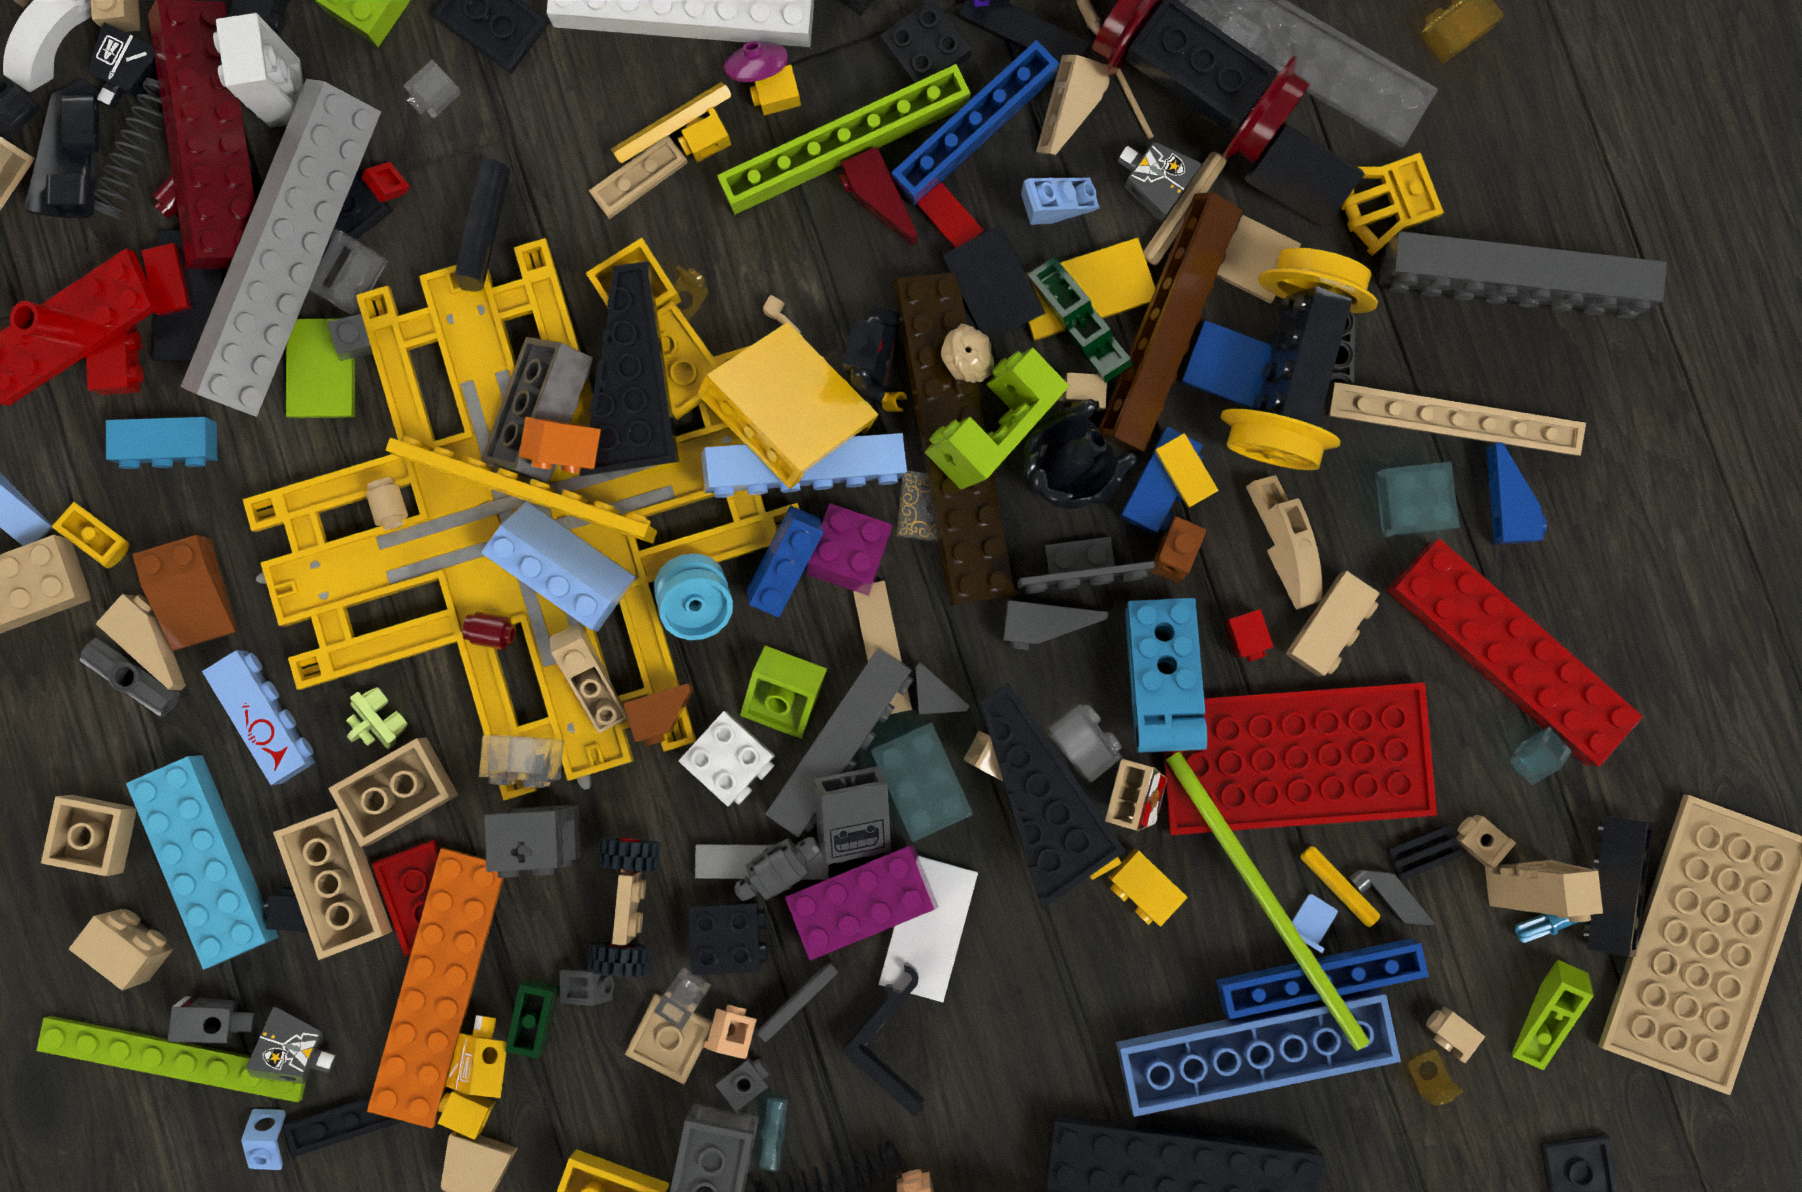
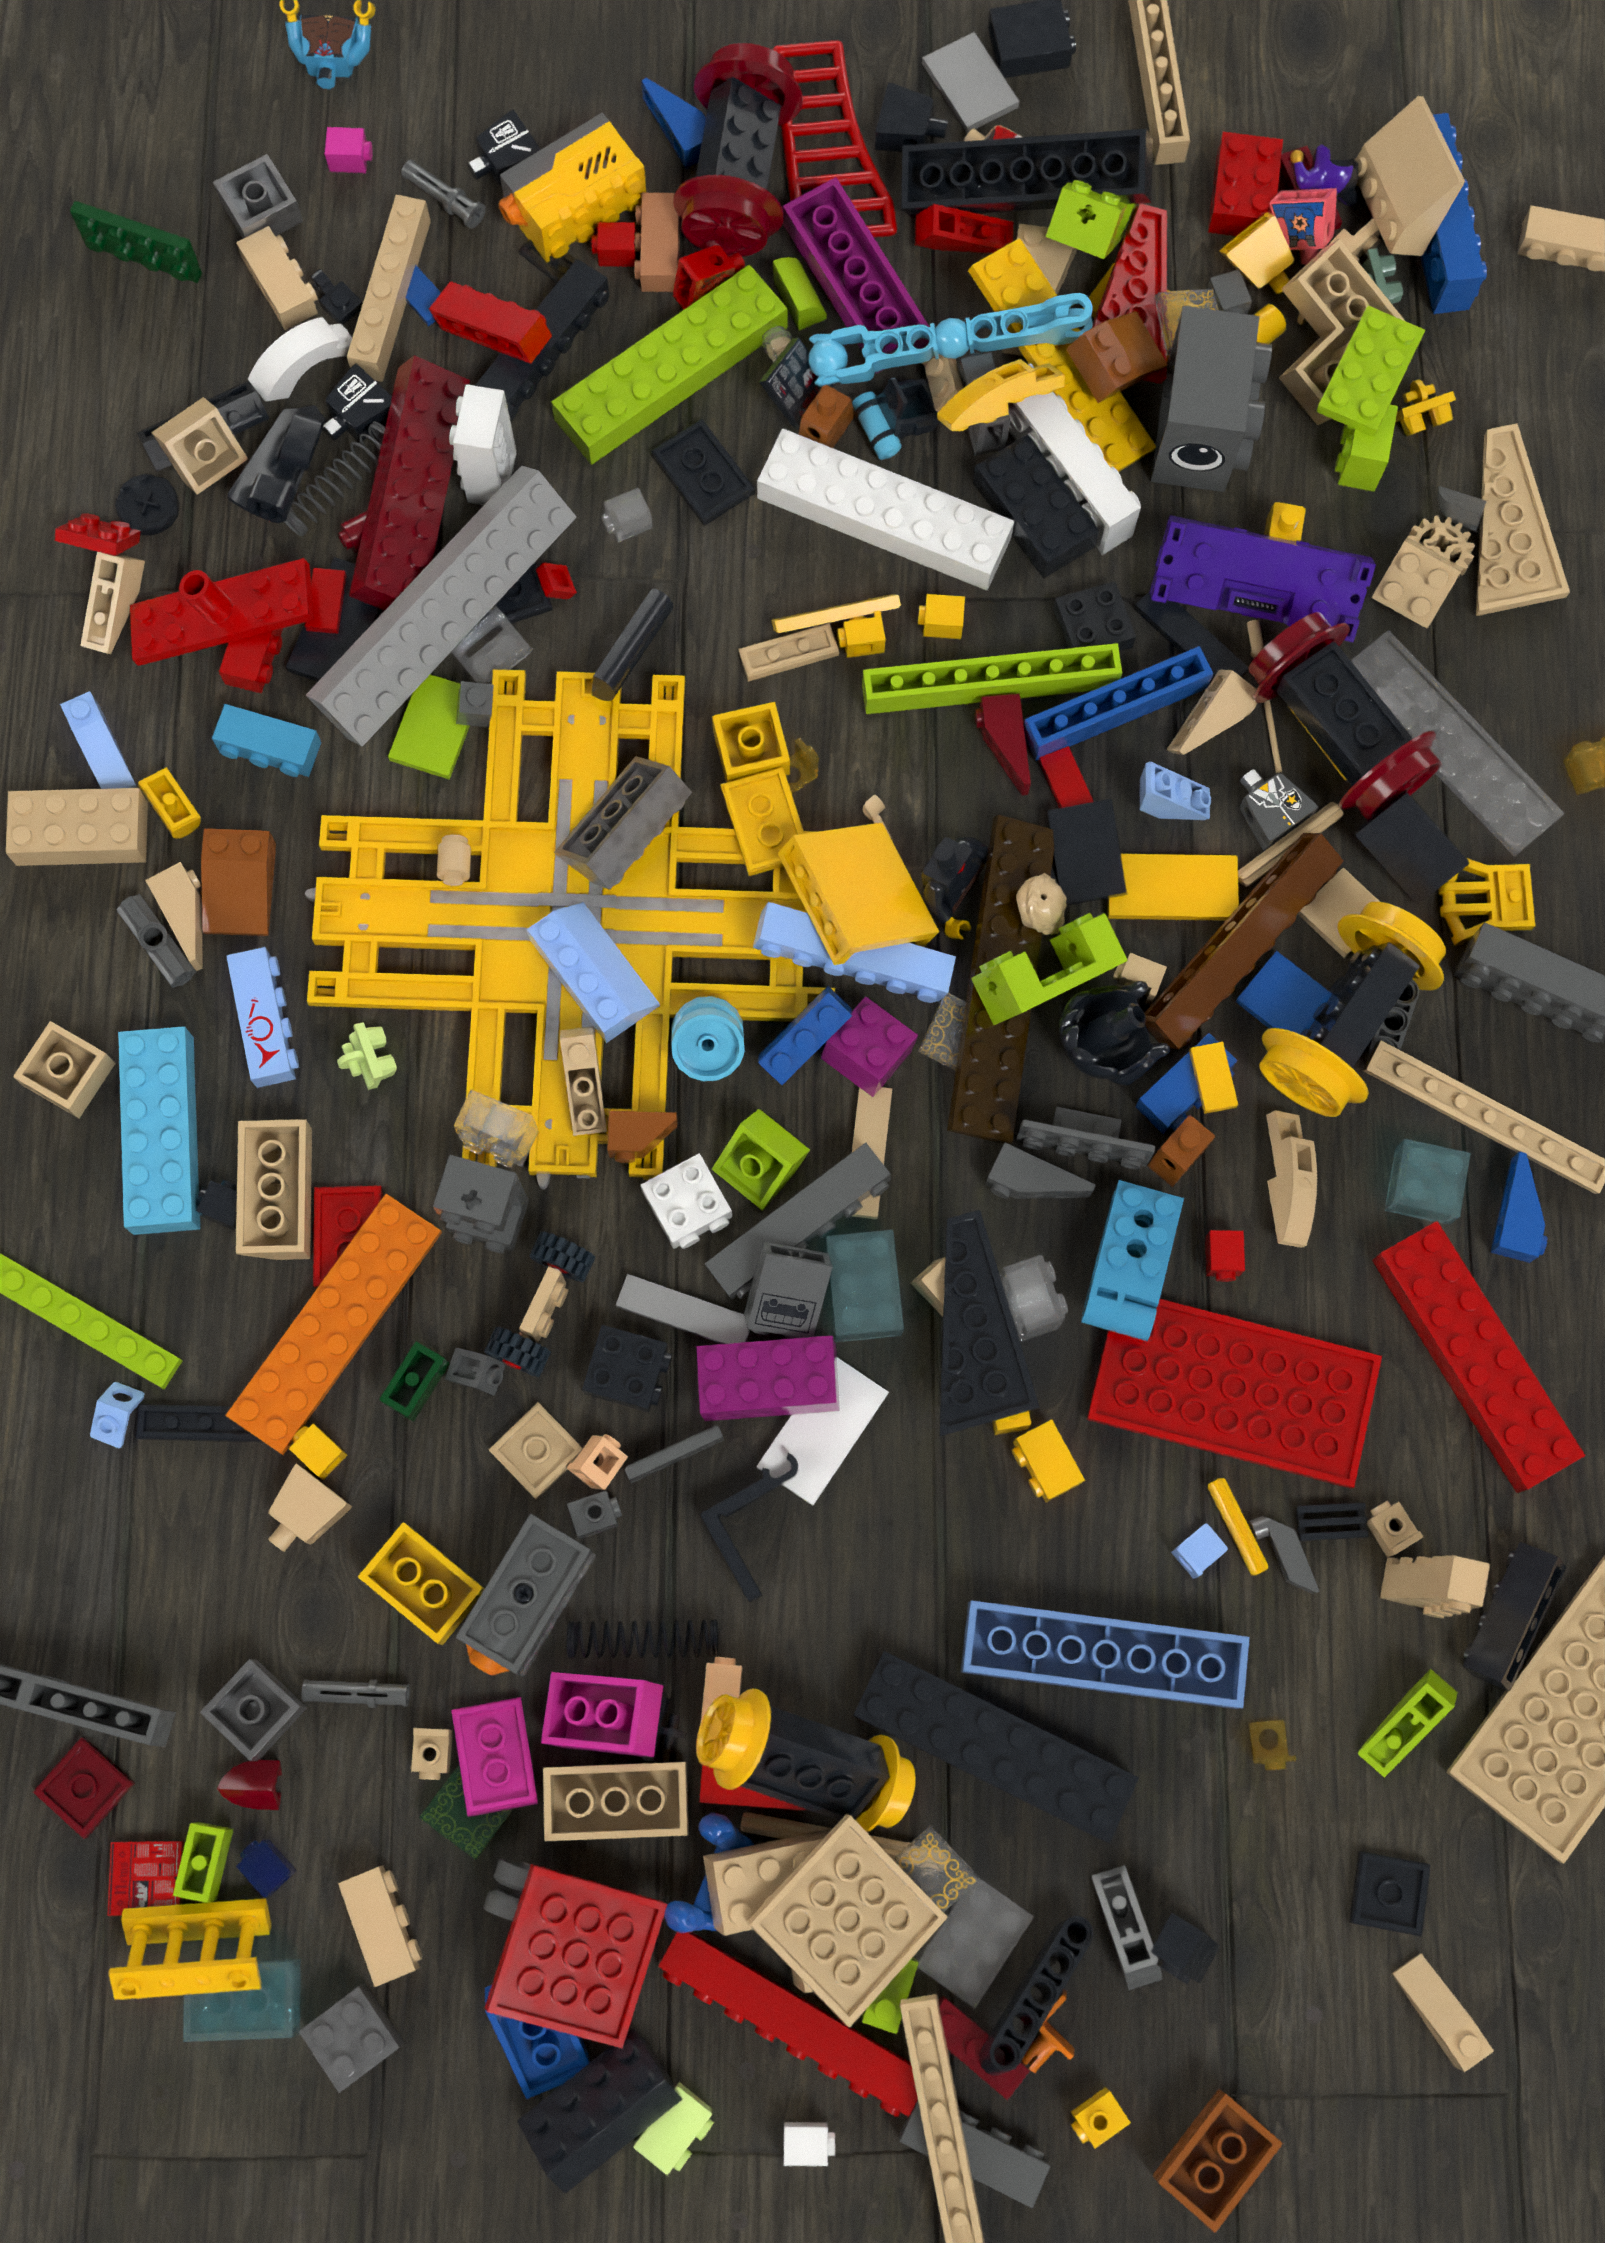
camera: 15 degrees right, 10 degrees down
(121, 948) = (55, 1183): tan brick -> none
(194, 1021) = (97, 1271): dark grey torso -> none
(289, 1050) = (173, 1332): dark grey torso -> none
(393, 791) = (361, 1125): tan brick -> none
(478, 1061) = (348, 1403): yellow torso -> none
(488, 630) = (506, 1005): dark red brick -> none
(513, 485) = (595, 893): yellow plate -> none
(559, 443) = (634, 854): orange brick -> none
(631, 380) = (715, 838): black wing -> none
(682, 998) = (564, 1411): clear brick -> none
(756, 61) = (933, 584): magenta dish -> none
(773, 1134) = (604, 1576): clear light blue pin -> none
(777, 869) = (698, 1318): dark grey piece -> none
(935, 695) = (905, 1210): dark grey slope -> none
(1080, 319) = (1157, 909): dark green slope -> none
(1136, 796) = (1068, 1360): tan torso -> none
(1268, 901) = (1162, 1508): lime piece -> none
(1333, 624) = (1310, 1272): tan brick -> none
(1347, 971) = (1191, 1604): blue brick -> none
(1454, 1033) = (1305, 1706): tan brick -> none
(1540, 756) = (1473, 1463): clear light blue brick -> none
(1540, 926) = (1434, 1631): dark azure axle -> none

